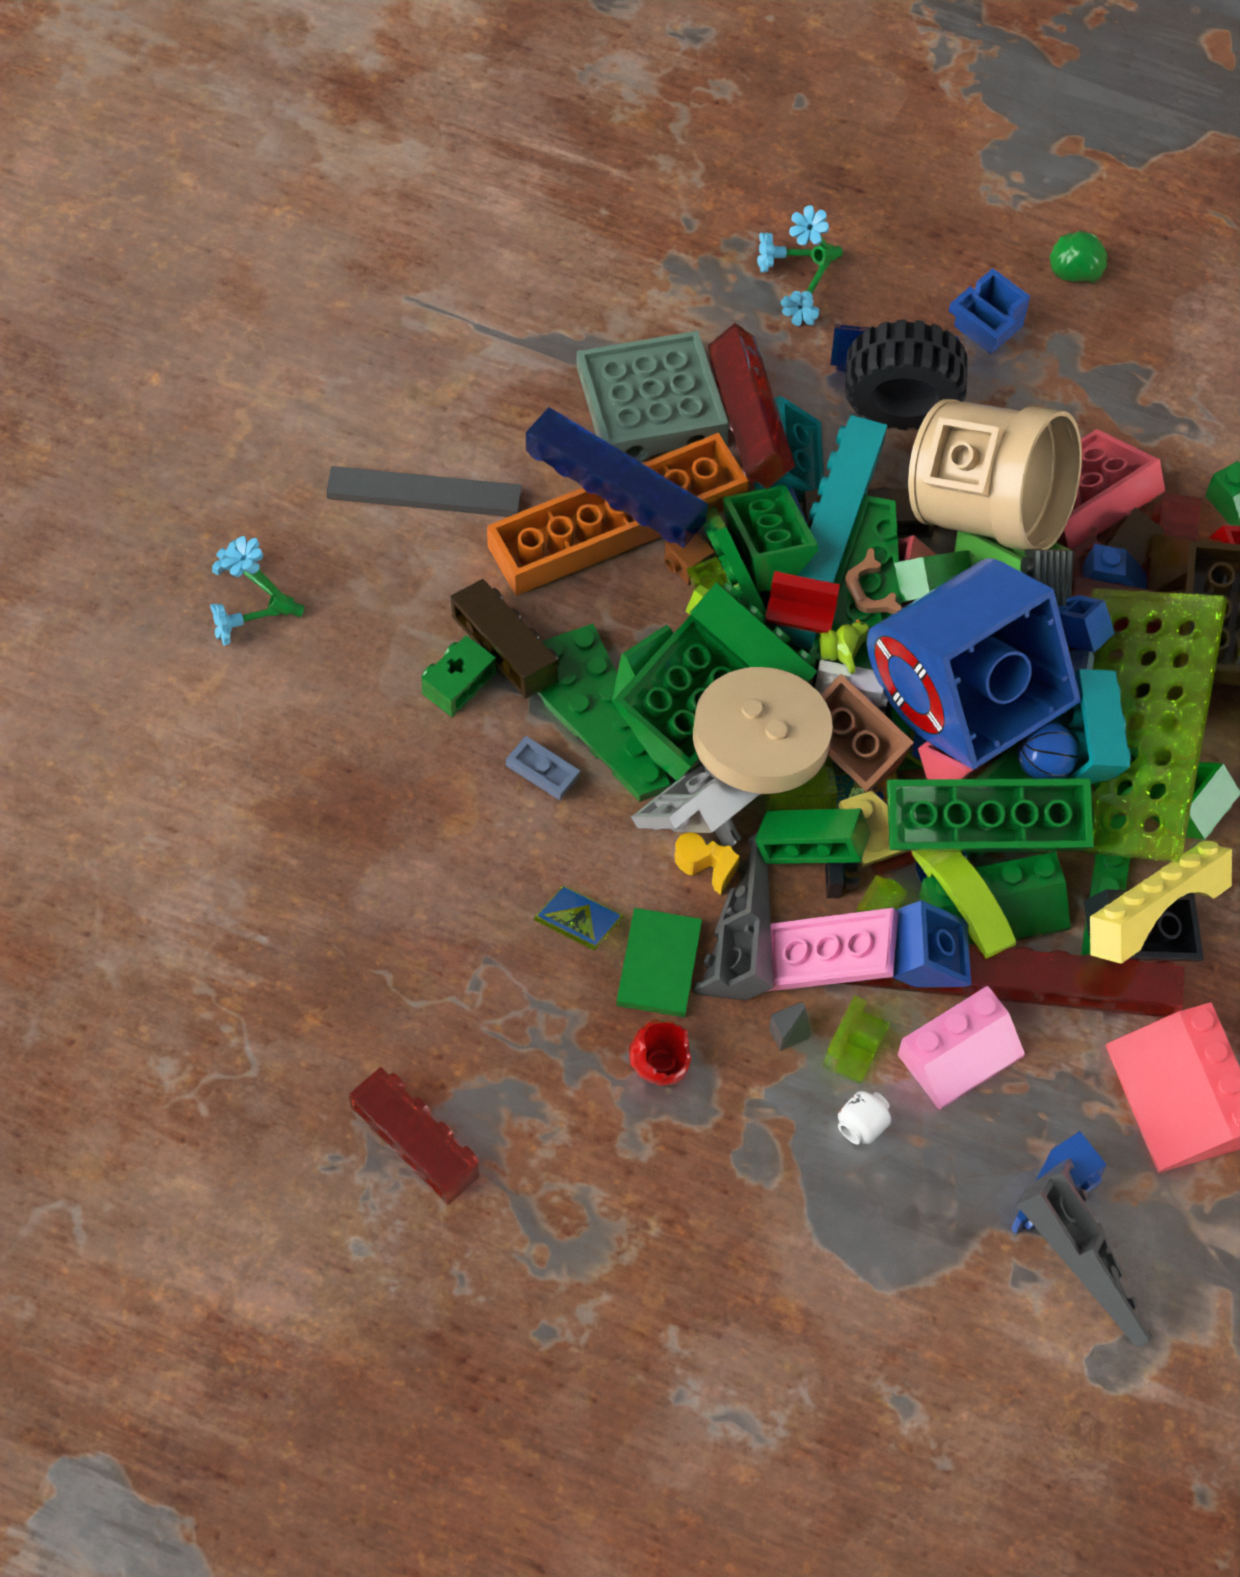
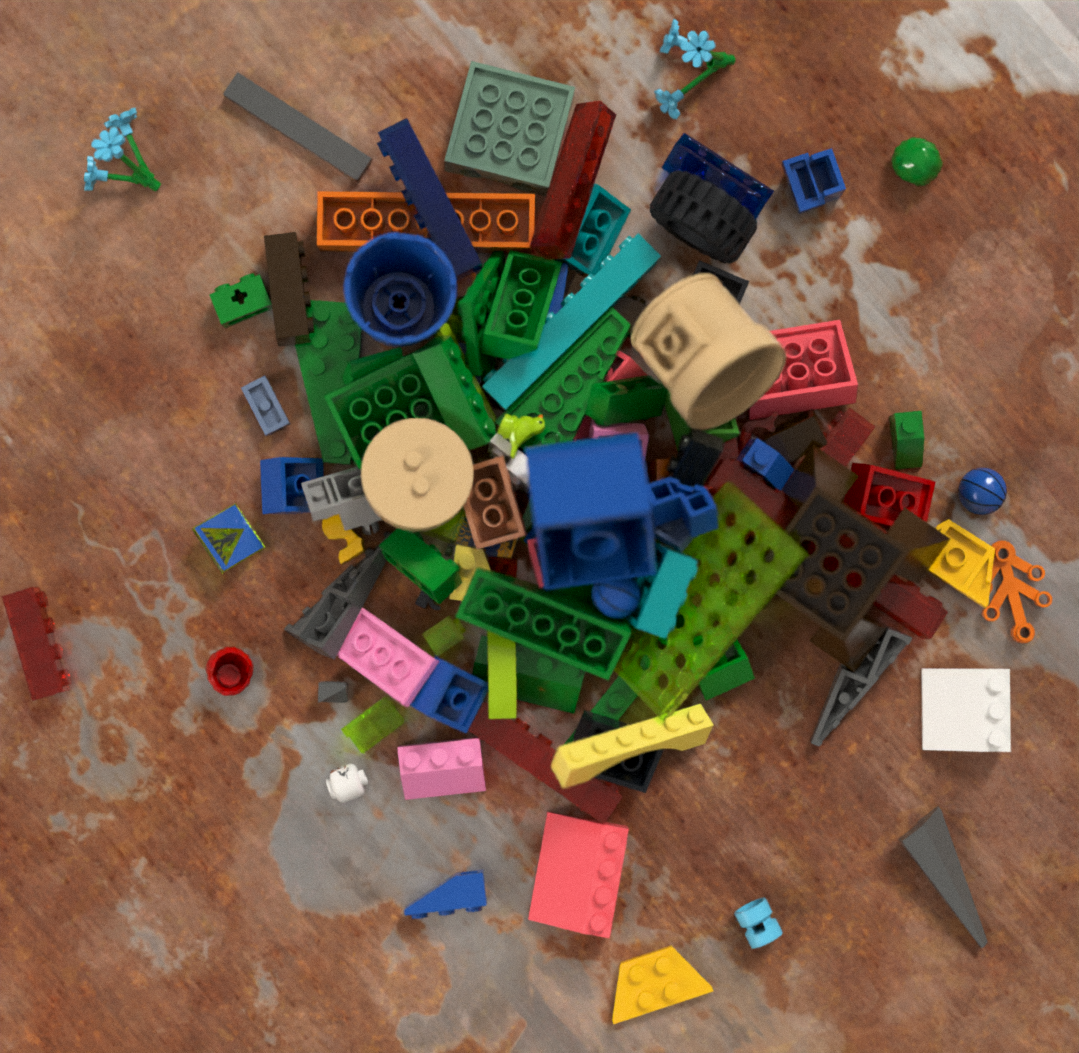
camera: 30 degrees right, 25 degrees up
(612, 836) = (282, 483): none -> blue slope
(639, 564) = (400, 270): none -> blue cone
(659, 962) = (270, 596): green tile -> none
(802, 603) = (505, 384): red panel -> none
(862, 602) = (556, 390): nougat helmet -> none
(1068, 1226) = (432, 930): dark grey wedge -> none

